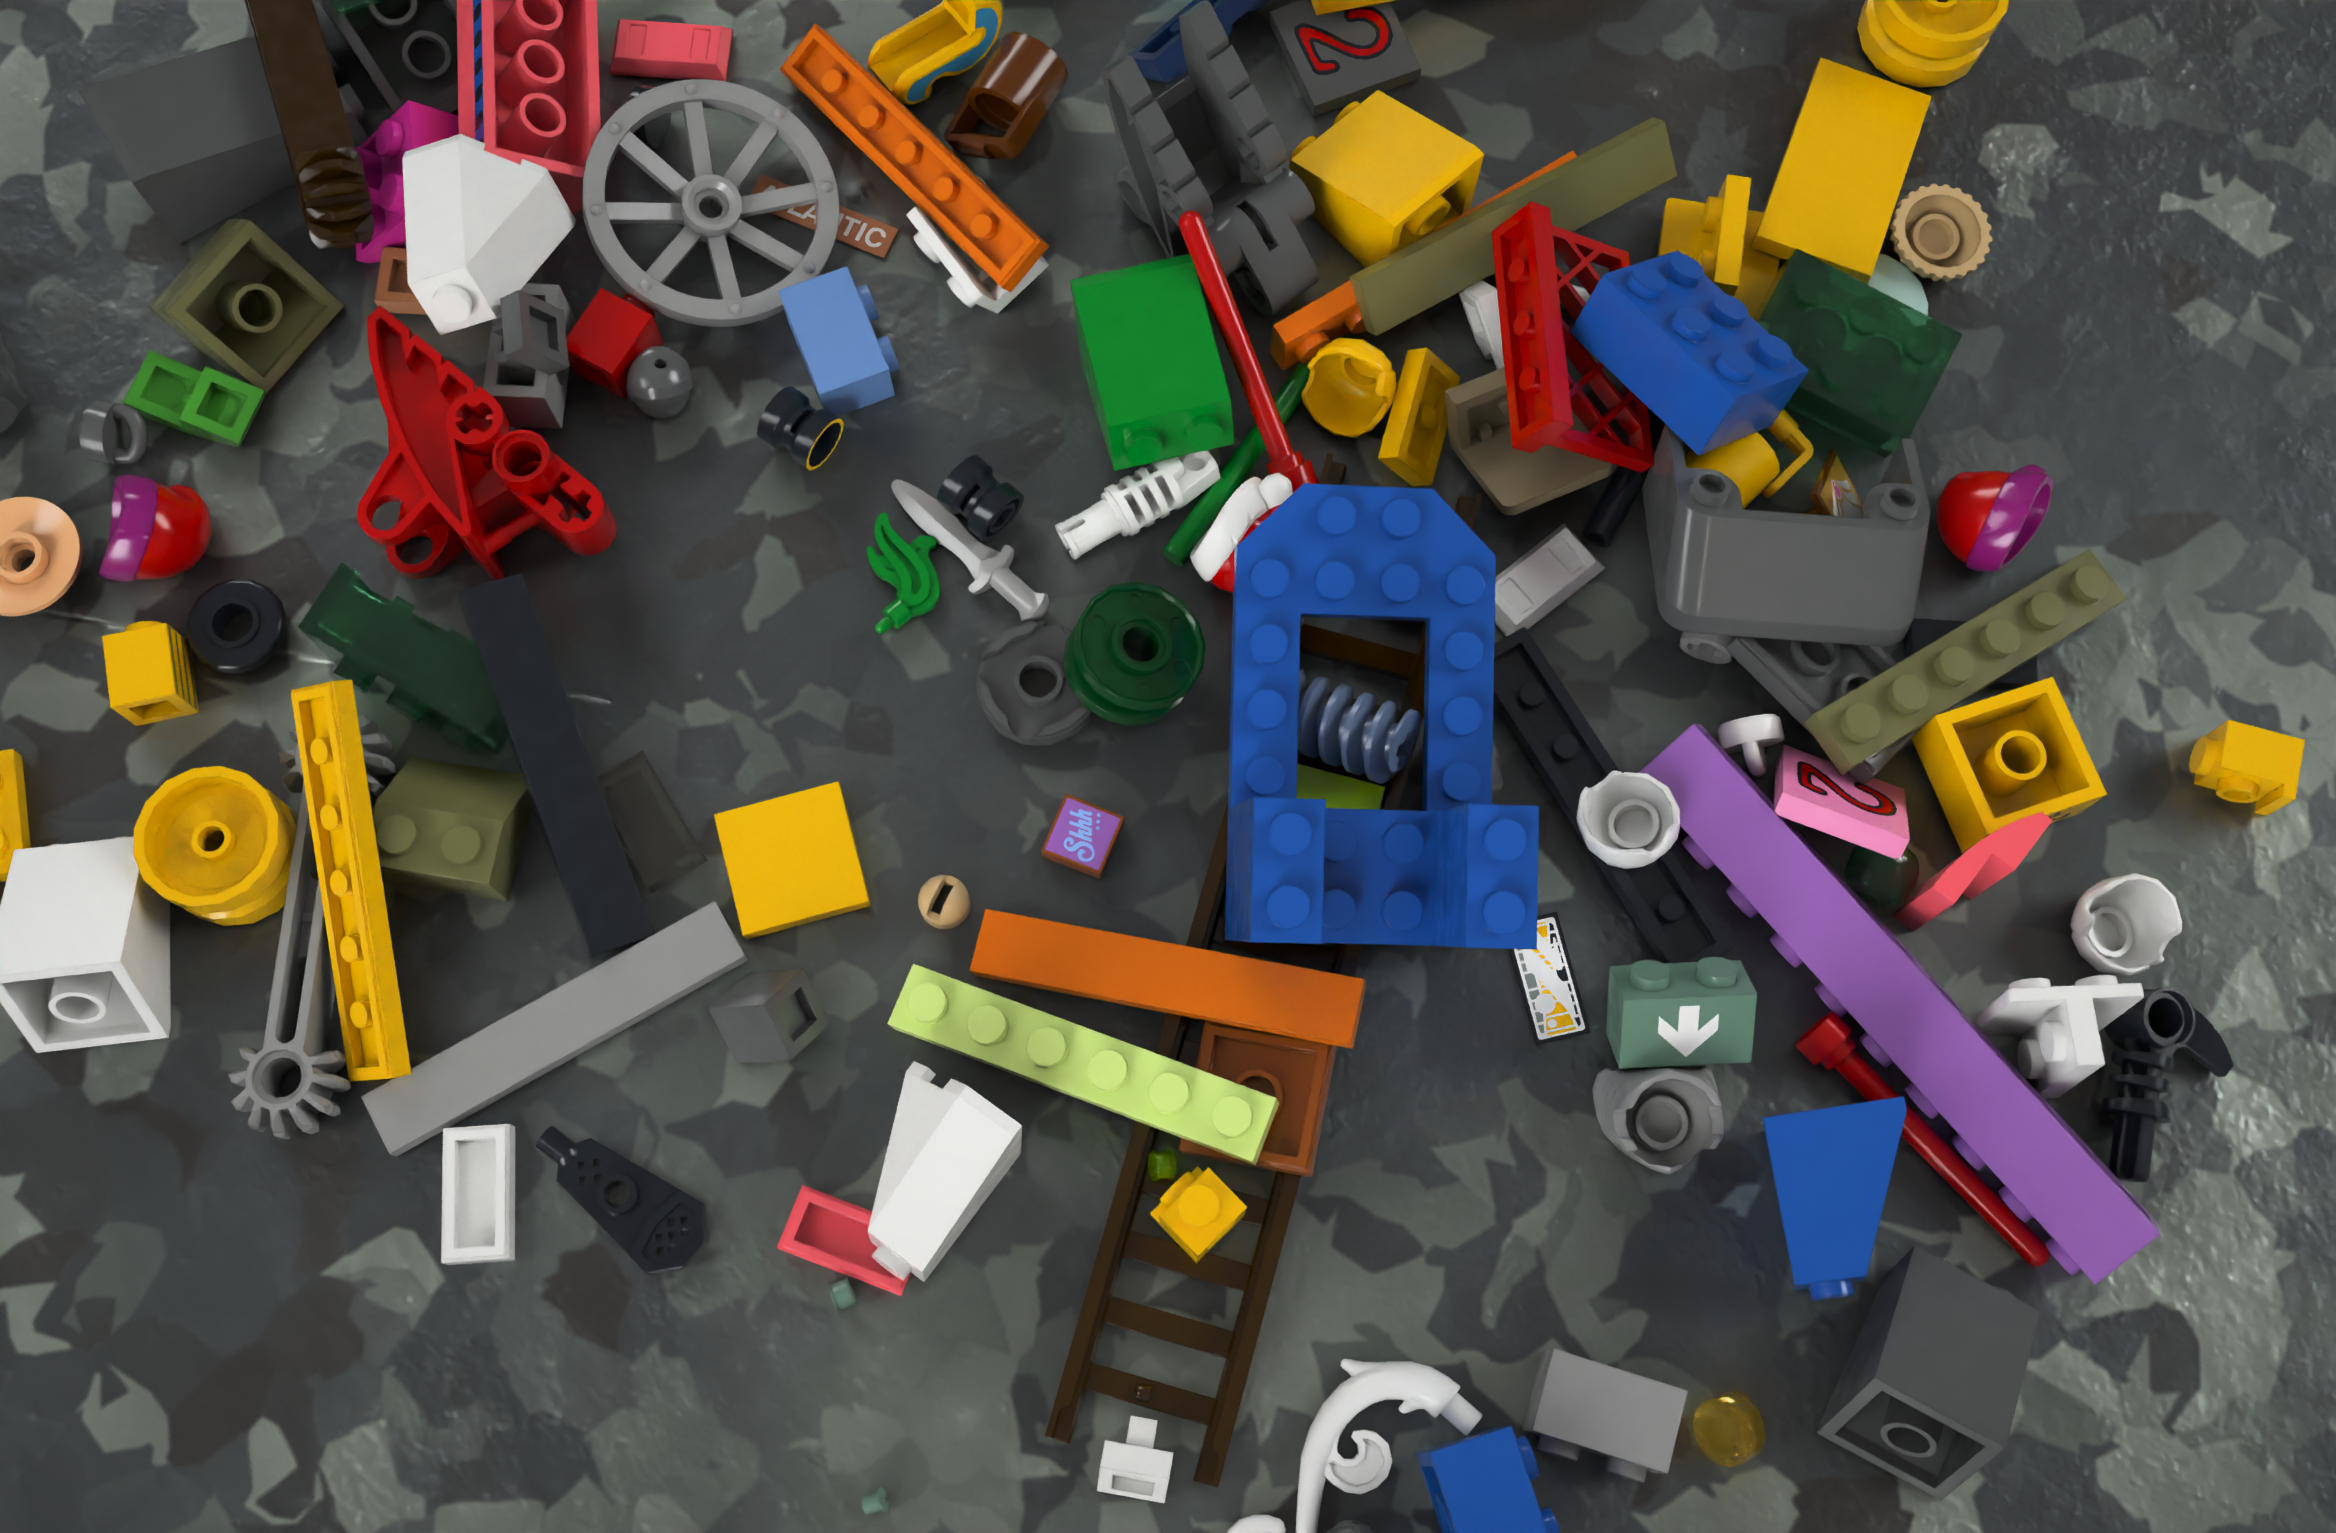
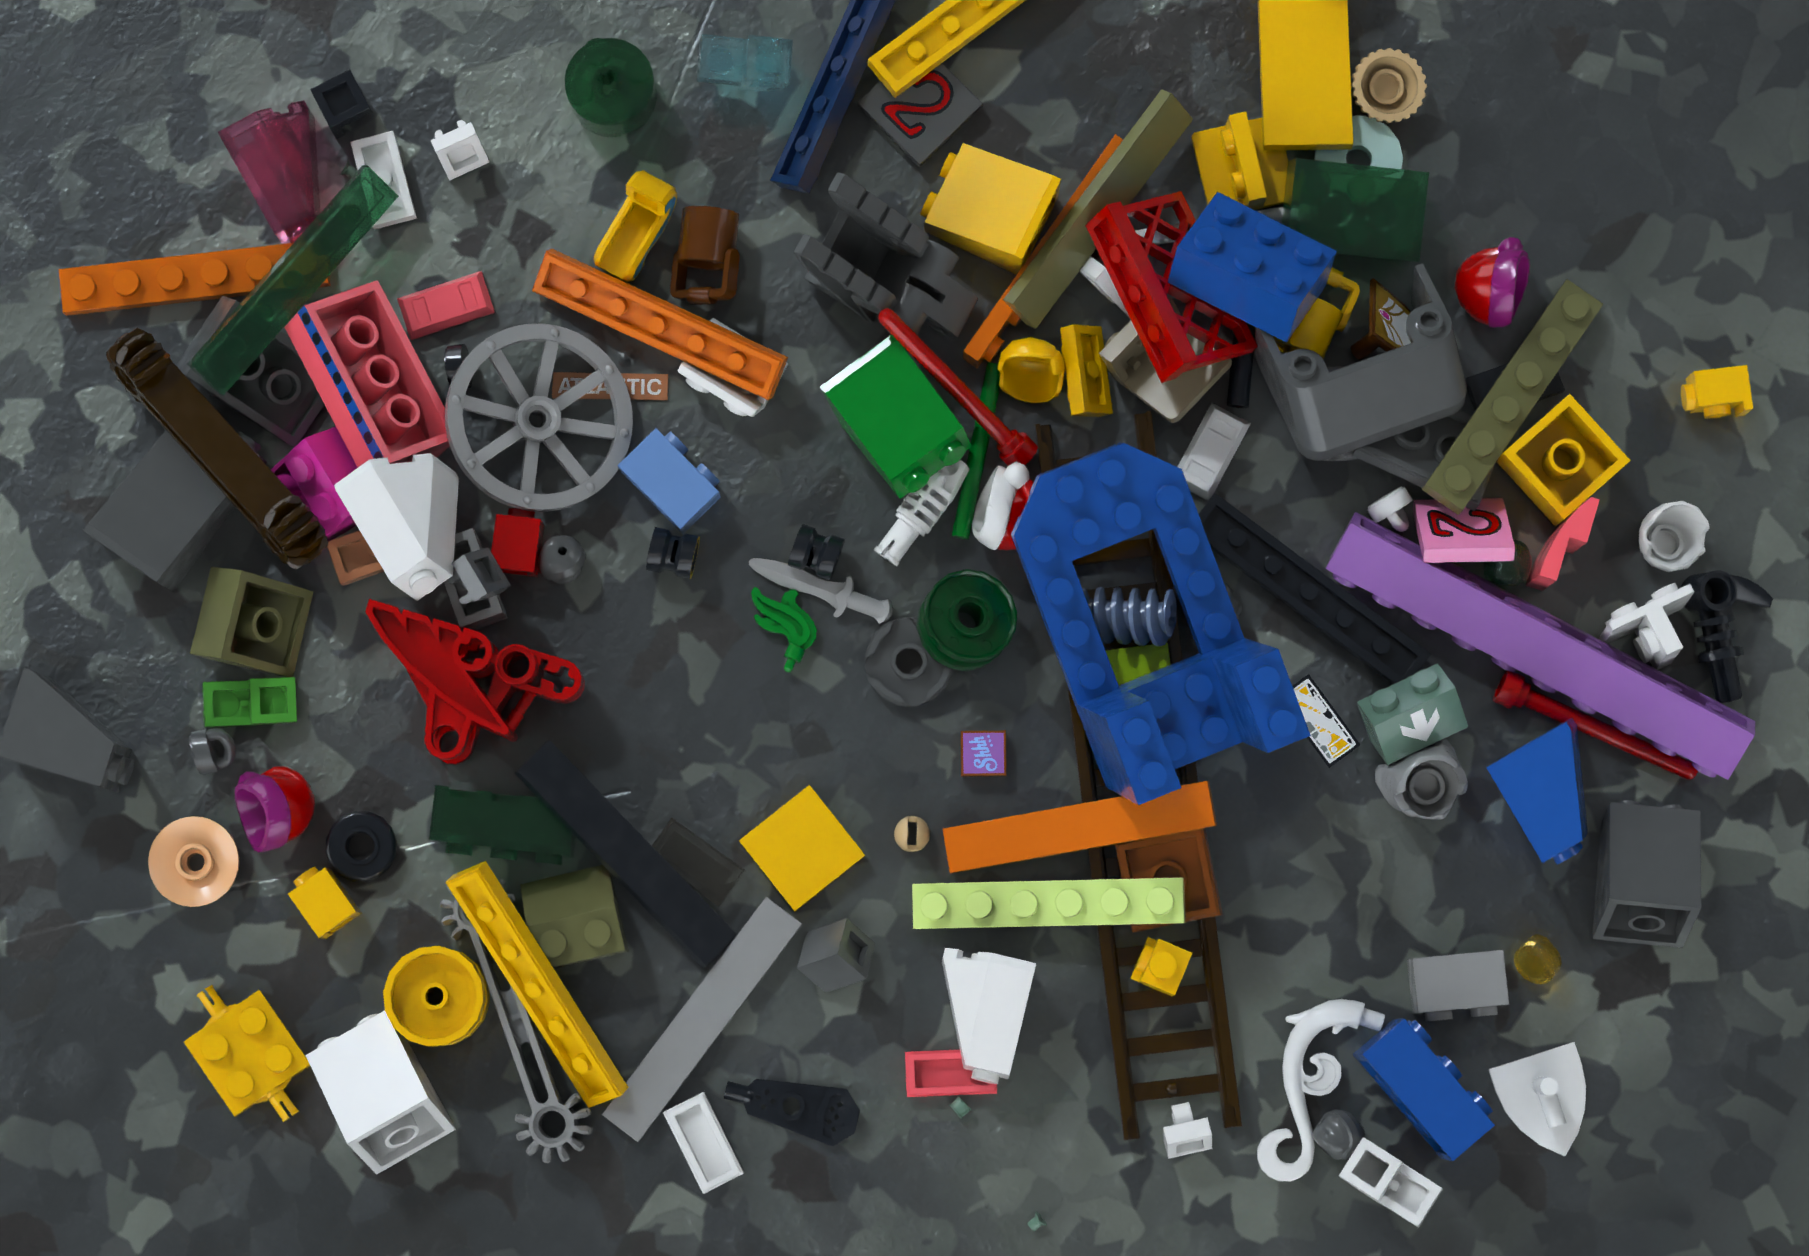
camera: 20 degrees left, 10 degrees up
(1162, 1165) = (1125, 945): clear neon green piece -> none
(1628, 819) = (1332, 603): white hair -> none

